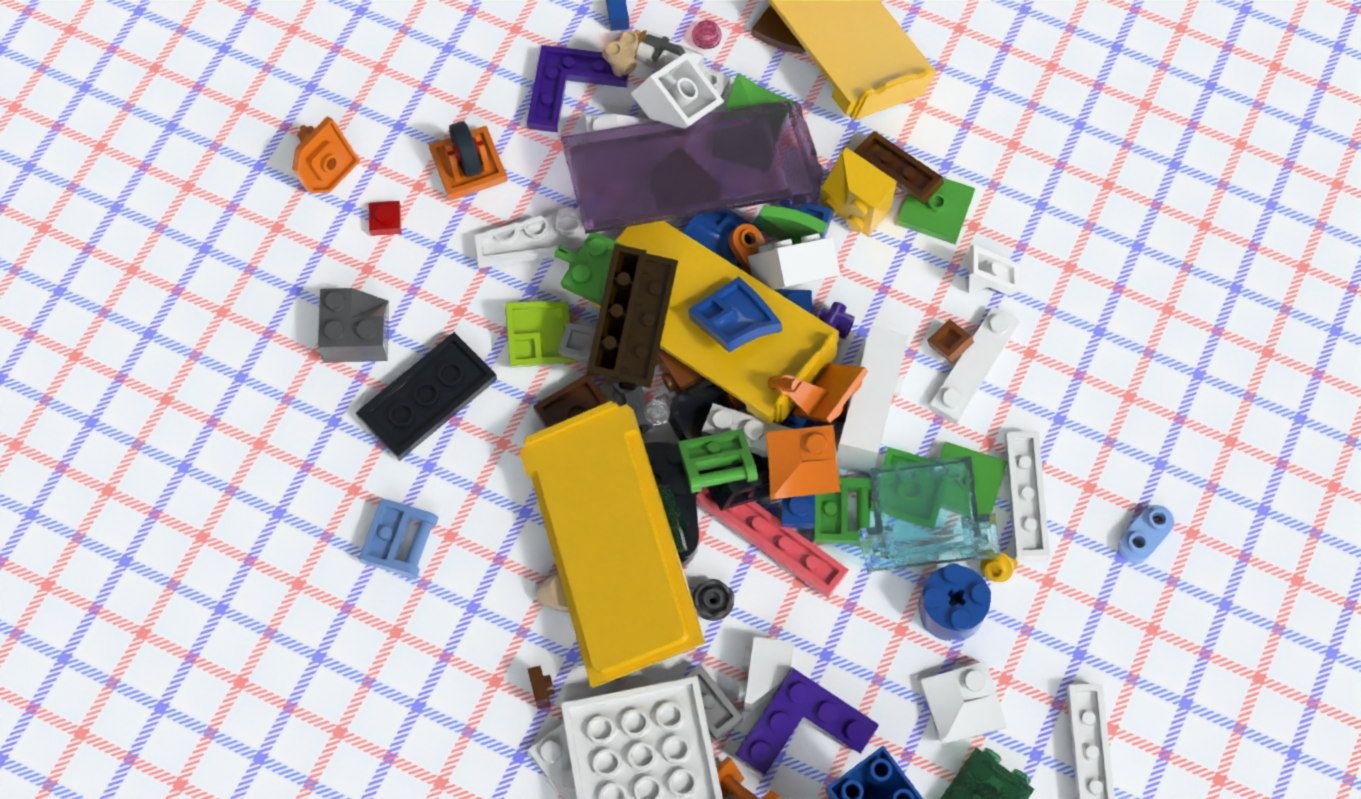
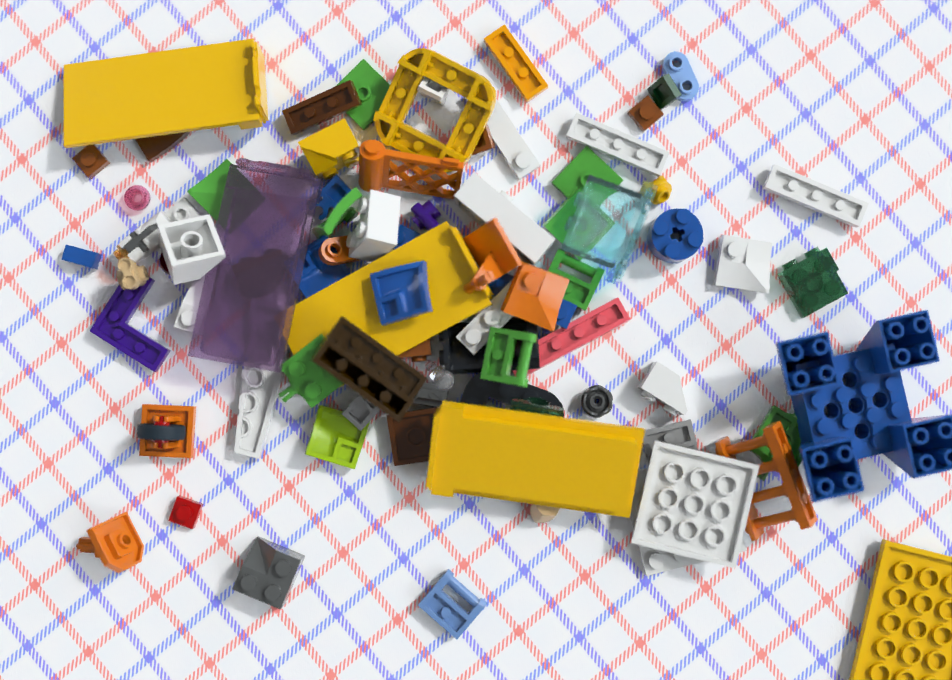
camera: 65 degrees left, 20 degrees up
(426, 396) = (350, 540): black plate -> none
(541, 686) = (607, 548): reddish brown plate -> none
(793, 700) = (698, 375): dark purple plate -> none
(859, 248) = (377, 168): none -> orange piece
(962, 319) = (402, 92): none -> yellow plate
(1058, 346) = (515, 63): none -> light orange plate
(1080, 513) = (645, 113): none -> dark orange plate
(1117, 519) = (664, 91): none -> dark green plate

